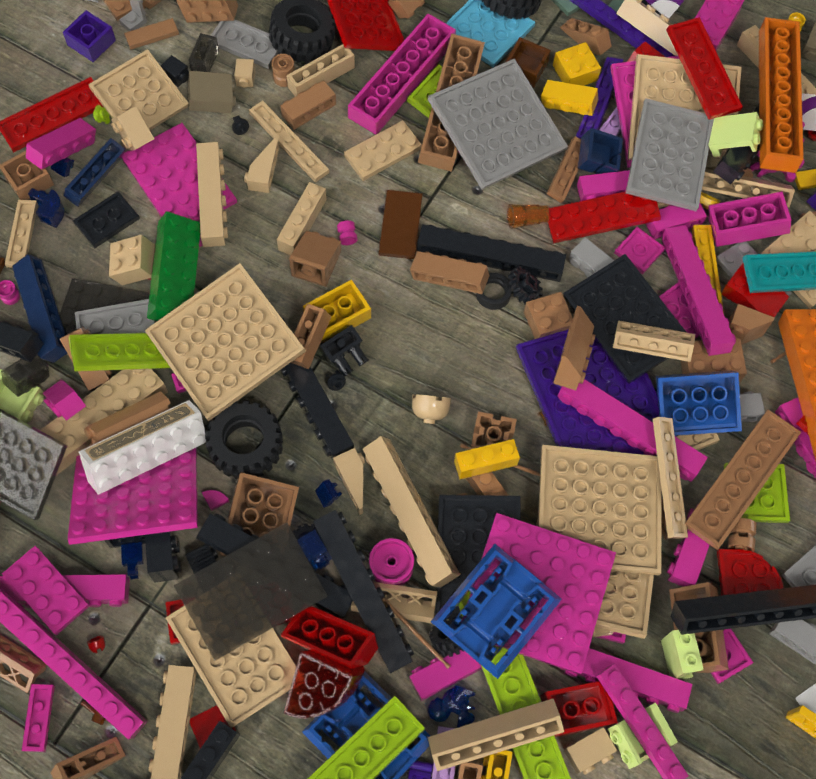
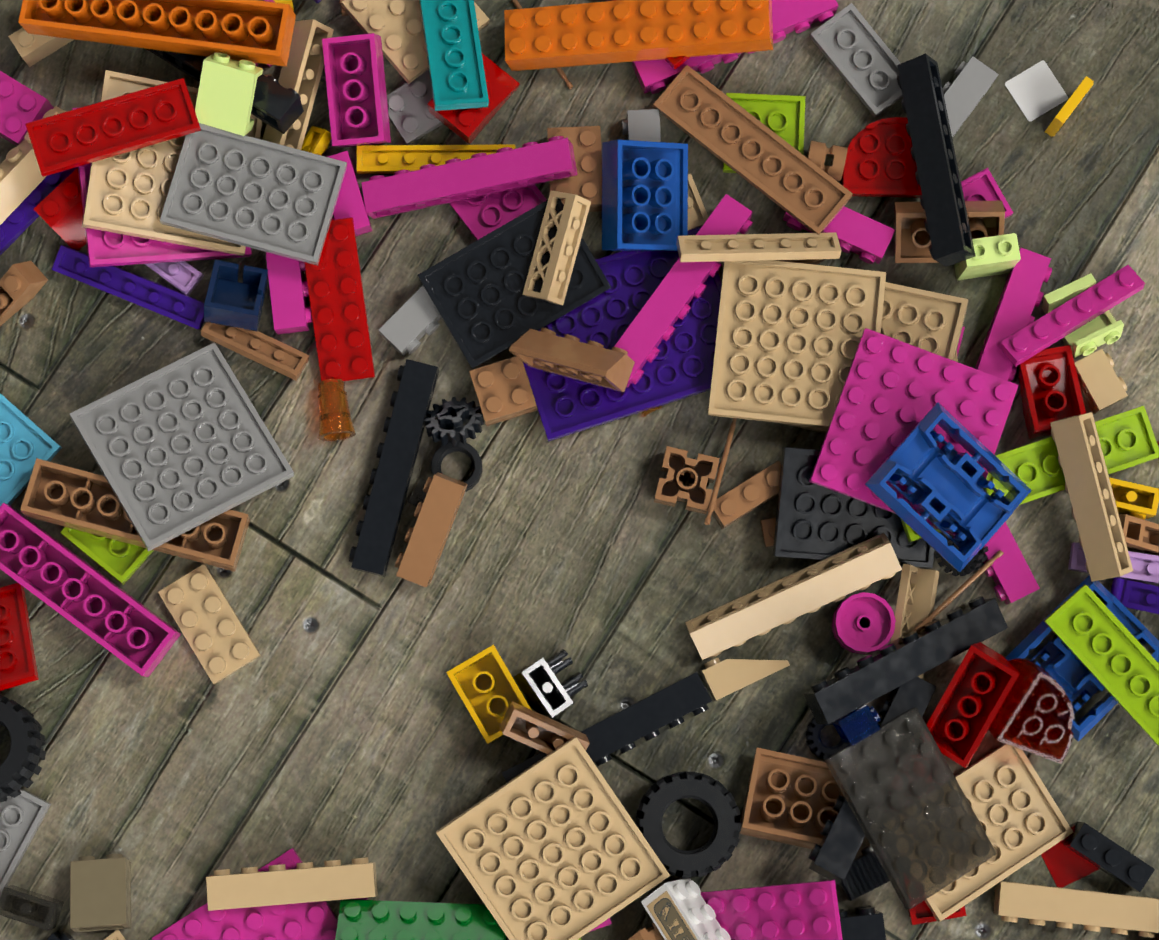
camera: 85 degrees left, 15 degrees up
(214, 499) = (766, 864): dark pink tile -> none
(240, 125) = (162, 845): black plate -> none
(244, 73) = (63, 841): tan brick -> none
(262, 168) = (244, 809): tan slope -> none
(282, 66) = (62, 779): medium nougat wheel -> none
(289, 141) = (190, 769): tan plate -> none
(302, 217) = (332, 747): tan brick -> none
(308, 104) = (125, 739): medium nougat brick -> none
(315, 258) = (397, 725): medium nougat slope -> none
(323, 68) = (68, 719): tan brick -> none
(327, 493) = (761, 709): clear blue tile -> none
(335, 381) = (597, 696): black plate -> none
(346, 231) = (356, 679): dark pink wheel -> none
(400, 224) = (340, 599): reddish brown tile -> none
(430, 407) = (639, 564): tan cylinder -> none
(455, 701) = (1038, 547): clear blue animal -> none
(486, 459) = (731, 489): yellow brick -> none
(530, 58) = (59, 393): reddish brown piece -> none
(569, 97) = (131, 333): yellow brick -> none
(577, 65) = (69, 318): yellow brick -> none
(640, 249) = (391, 252): dark pink tile -> none
(748, 323) = (525, 118): medium nougat slope -> none

